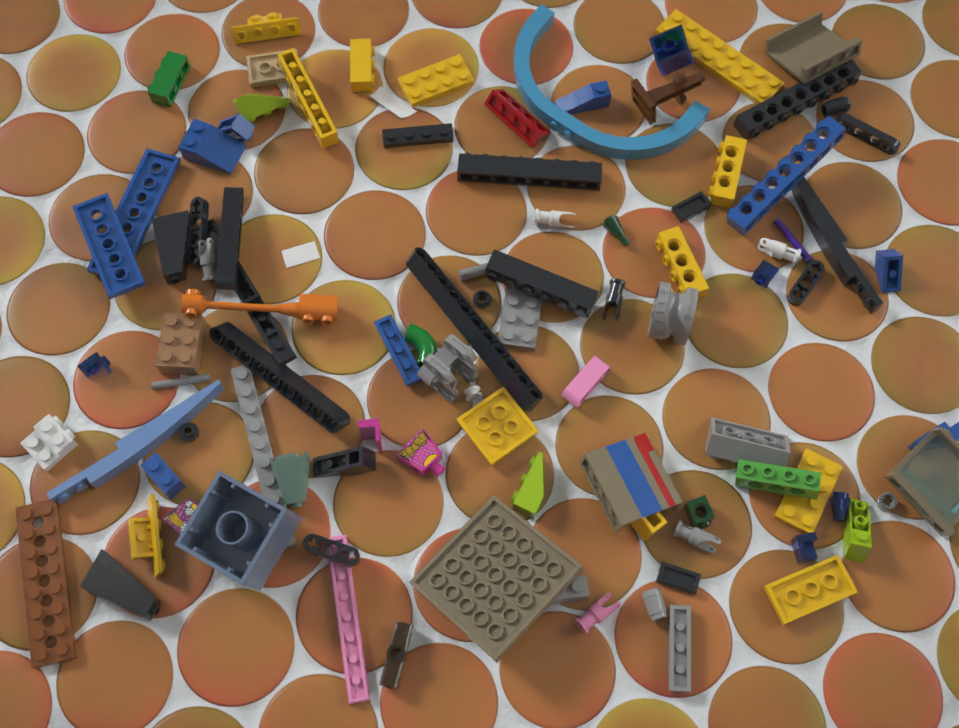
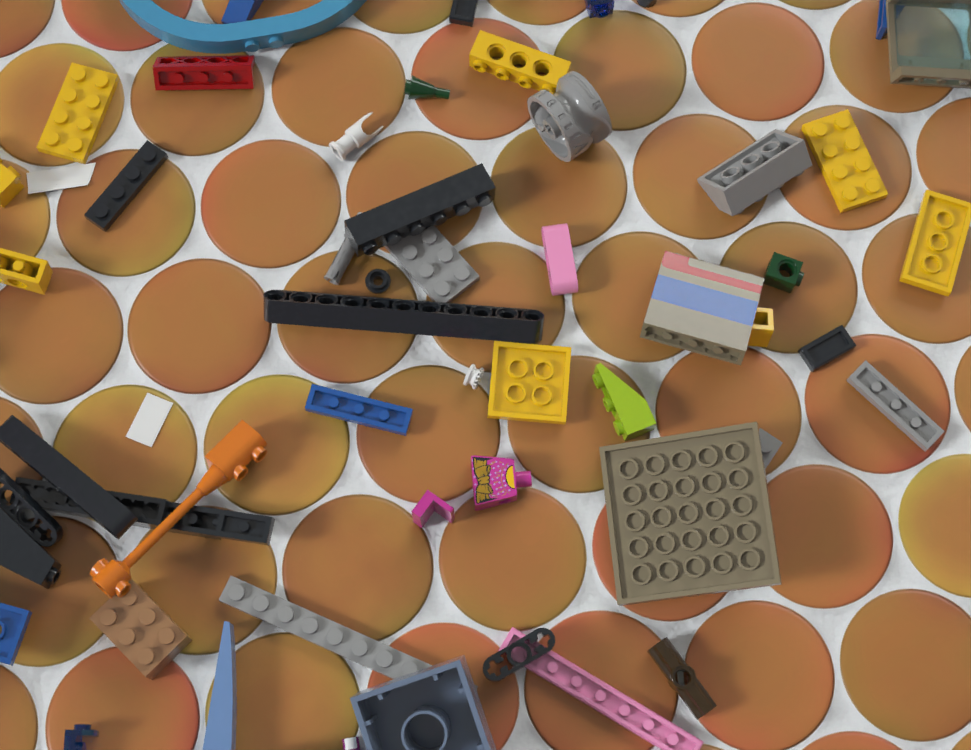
camera: 50 degrees left, 5 degrees up
(180, 381) = (181, 665): light grey bar -> none
(188, 437) = (259, 705): black plate -> none
(208, 259) = (67, 521): light grey piece -> none
(280, 378) = (281, 555): black beam -> none
(292, 477) = (405, 631): sand green cone -> none
(344, 463) = (434, 566): black slope -> none
(422, 340) = (377, 378): green cylinder -> none
(439, 367) = (427, 369): light grey piece -> none
(529, 171) = (279, 114): black brick -> none
(596, 614) = (800, 453): bright pink piece -> none
(614, 297) = (495, 155): black piece -> none
(654, 604) = (835, 391): light grey piece -> none
(696, 536) = (802, 297): light grey piece -> none
(778, 479) = (815, 174): bright green brick -> none
(804, 547) = (894, 213): clear blue panel -> none
(840, 504) = (882, 145): clear blue cone -> none
(857, 532) = (918, 153): lime slope -> none
(882, 506) = (917, 98): light grey bush -> none

